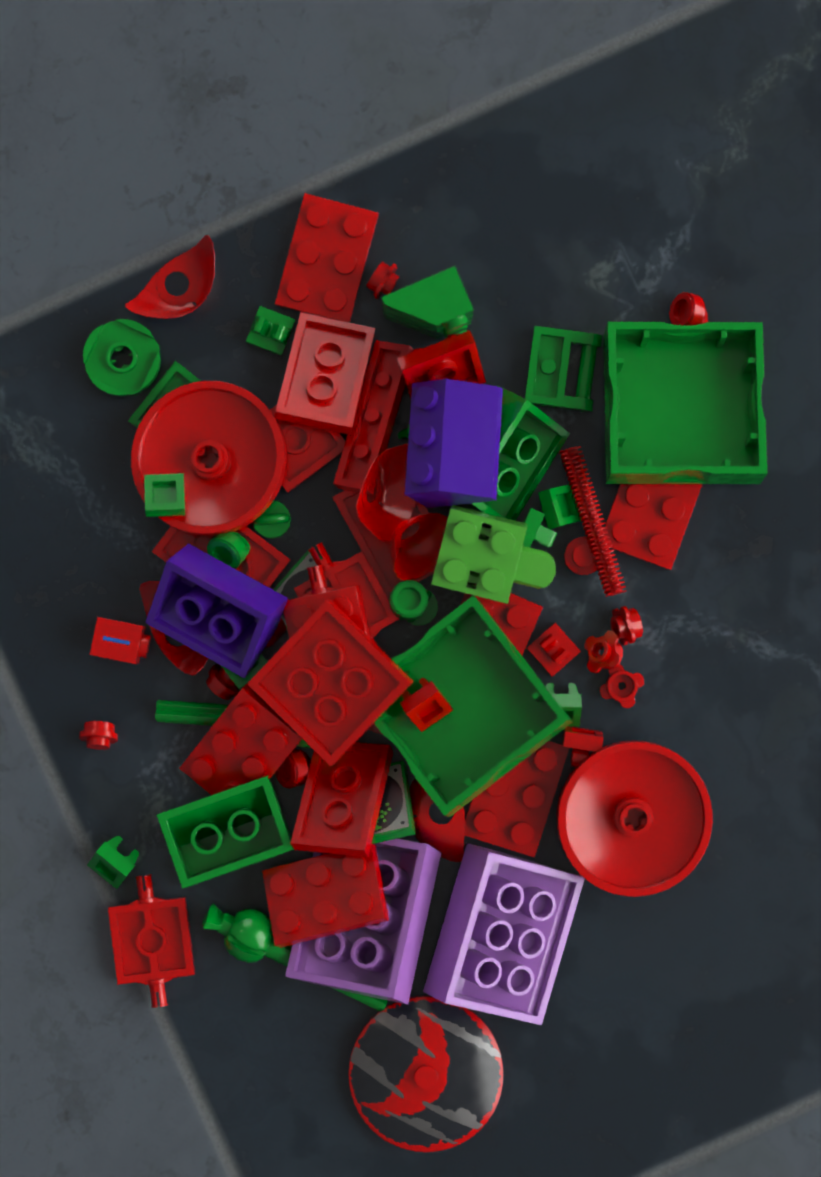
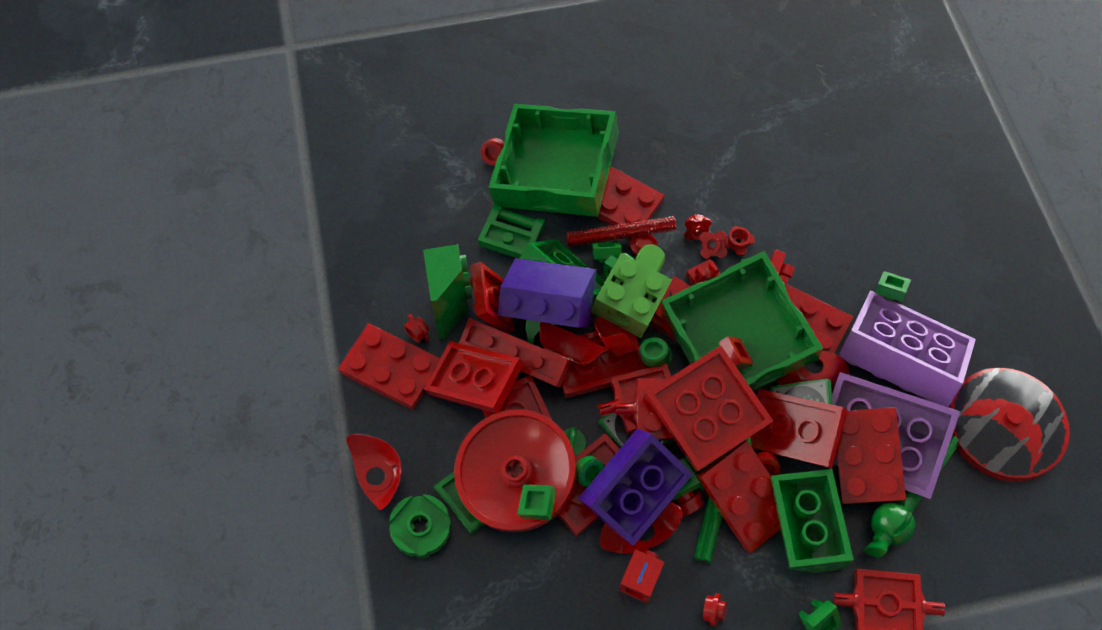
camera: 75 degrees left, 25 degrees down
(270, 331) = (431, 415): green tile -> none
(592, 906) = (893, 286): none -> green plate
(634, 818) = (835, 245): red dish -> none

